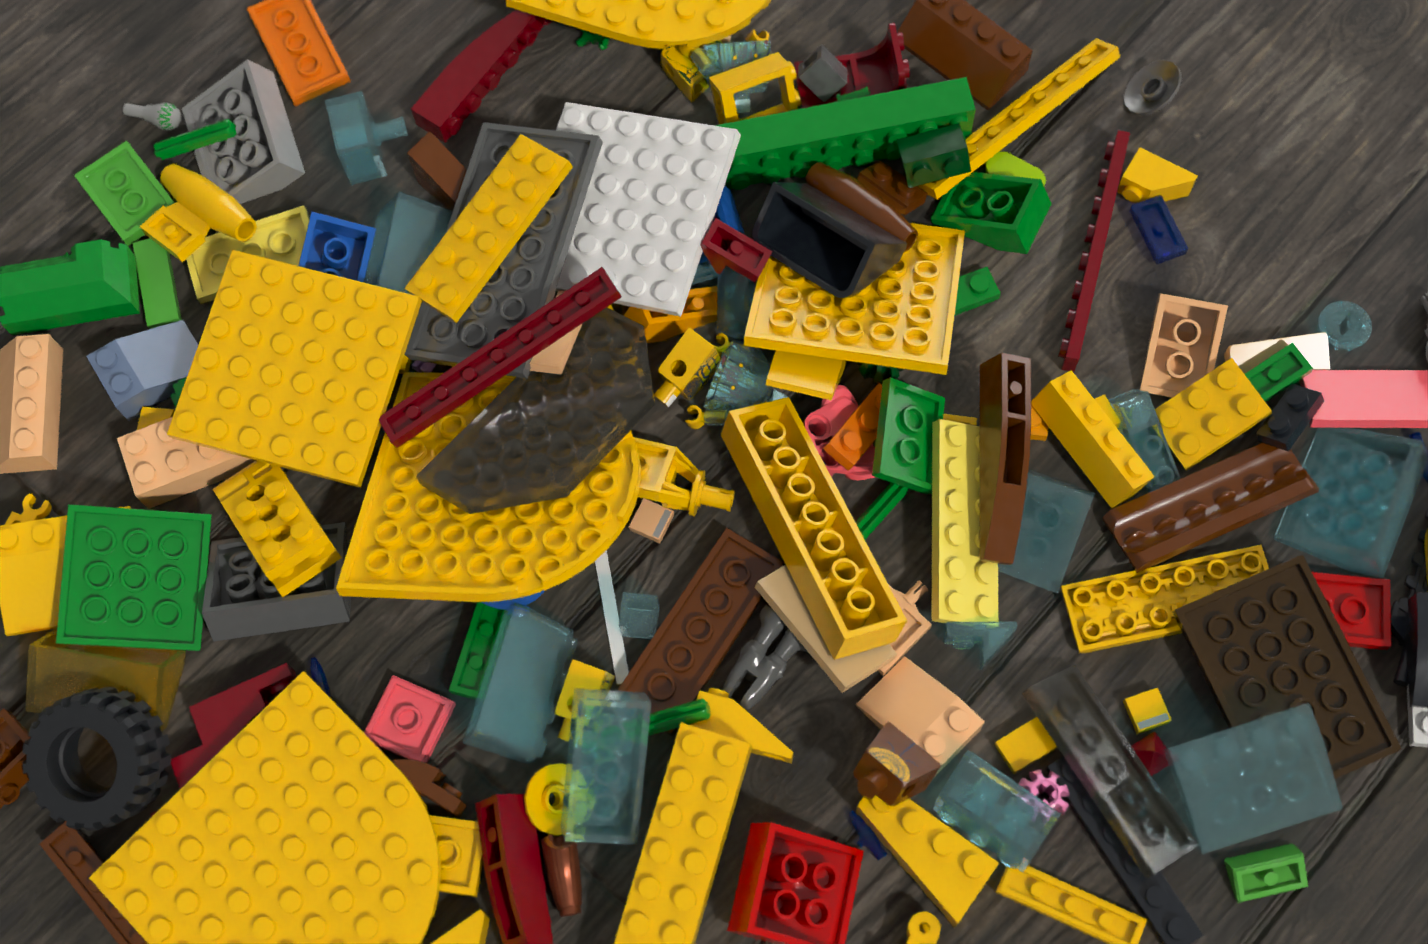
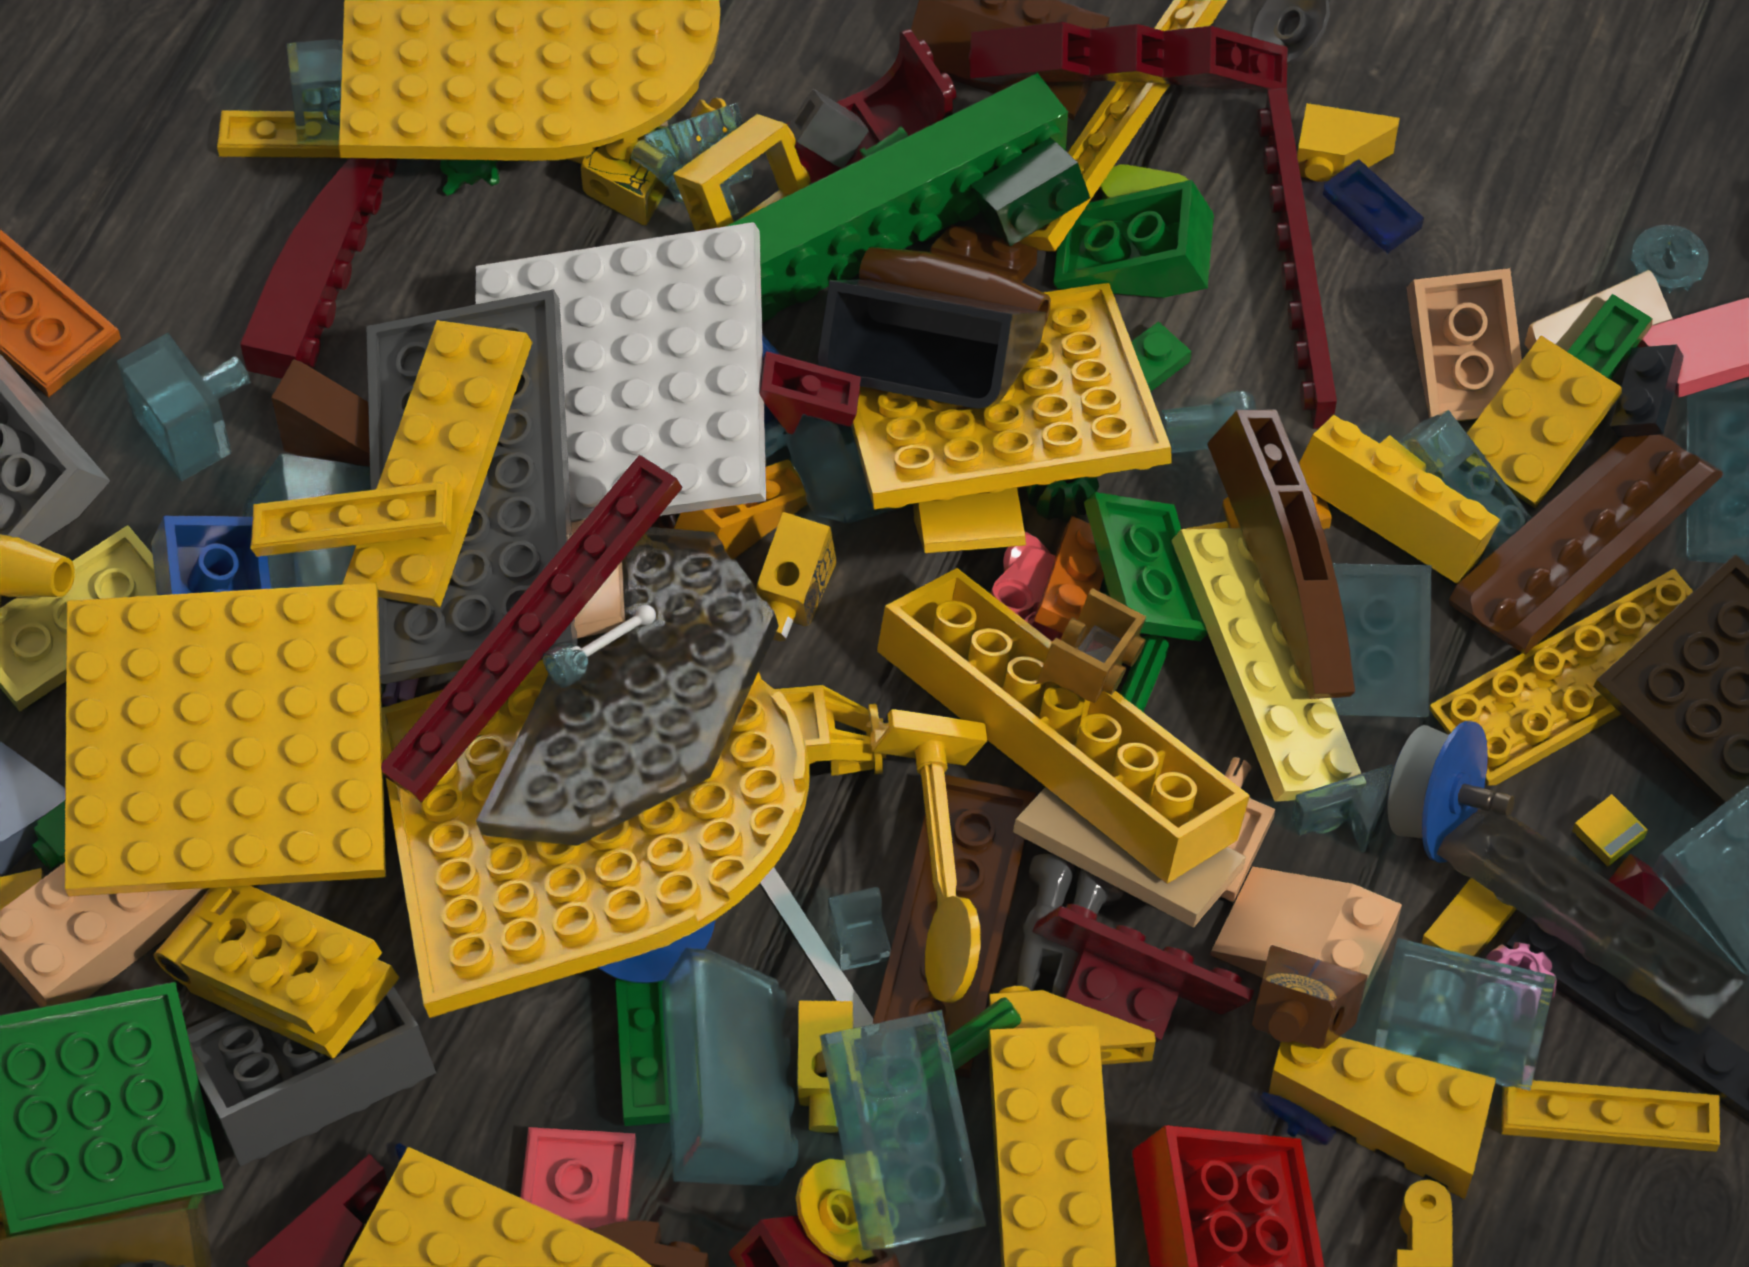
camera: 25 degrees left, 10 degrees down
(421, 249) = (352, 518): none -> yellow tile
(516, 387) = (568, 662): none -> hinge
(651, 520) = (826, 801): light nougat tile -> none
(724, 511) = (955, 927): none -> yellow piece
(736, 383) = (871, 569): clear light blue torso -> none
(787, 716) = (1132, 978): none -> dark red bracket
(847, 486) = (1095, 647): none -> pearl gold window
(983, 346) = (1194, 426): none -> clear light blue piece
(1035, 82) = (1128, 54): none -> dark red arch
(1041, 648) = (1441, 784): none -> piece

